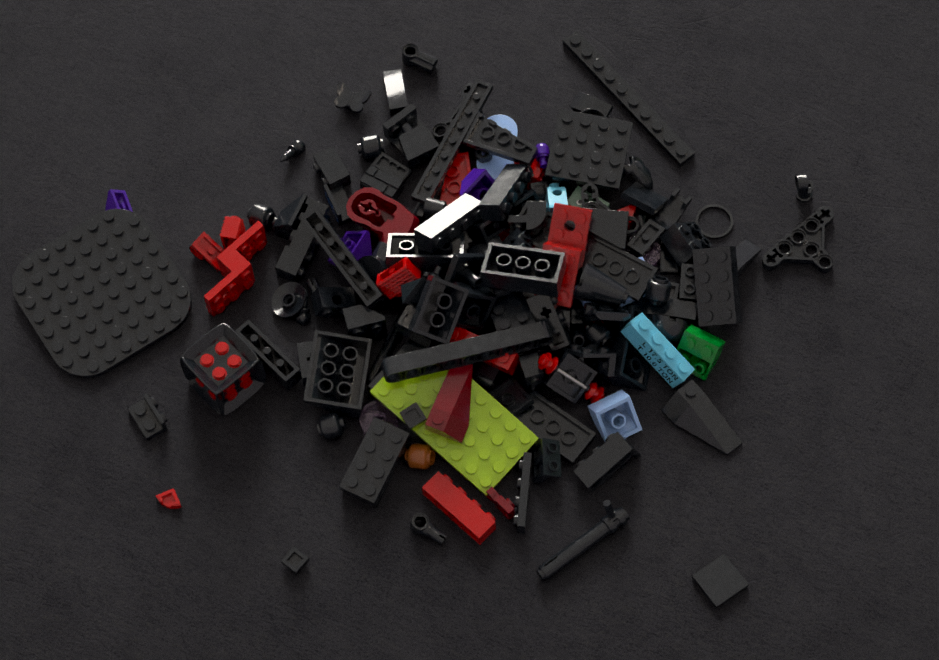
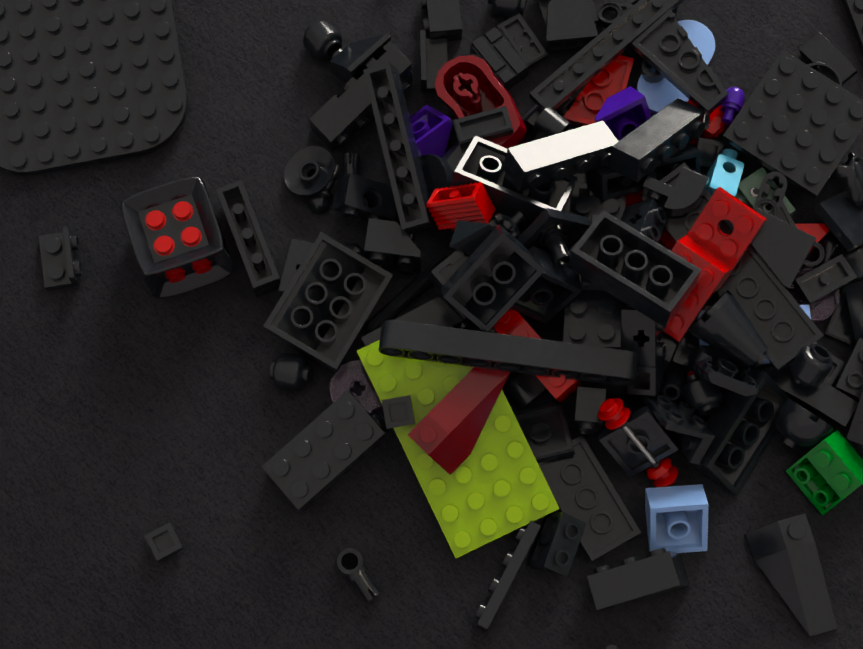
camera: 20 degrees right, 10 degrees up
(169, 499) = (40, 384): red tile -> none
(206, 248) = (236, 62): red plate -> none
(232, 229) = (273, 52): red brick -> none
(236, 269) = (258, 107): red bracket -> none
(393, 224) = (486, 125): none -> black tile
(420, 456) = (390, 465): dark orange head -> none
(459, 507) = (412, 561): red brick -> none
(504, 505) = (474, 584): dark red plate -> none
(657, 350) = (774, 452): medium azure brick -> none

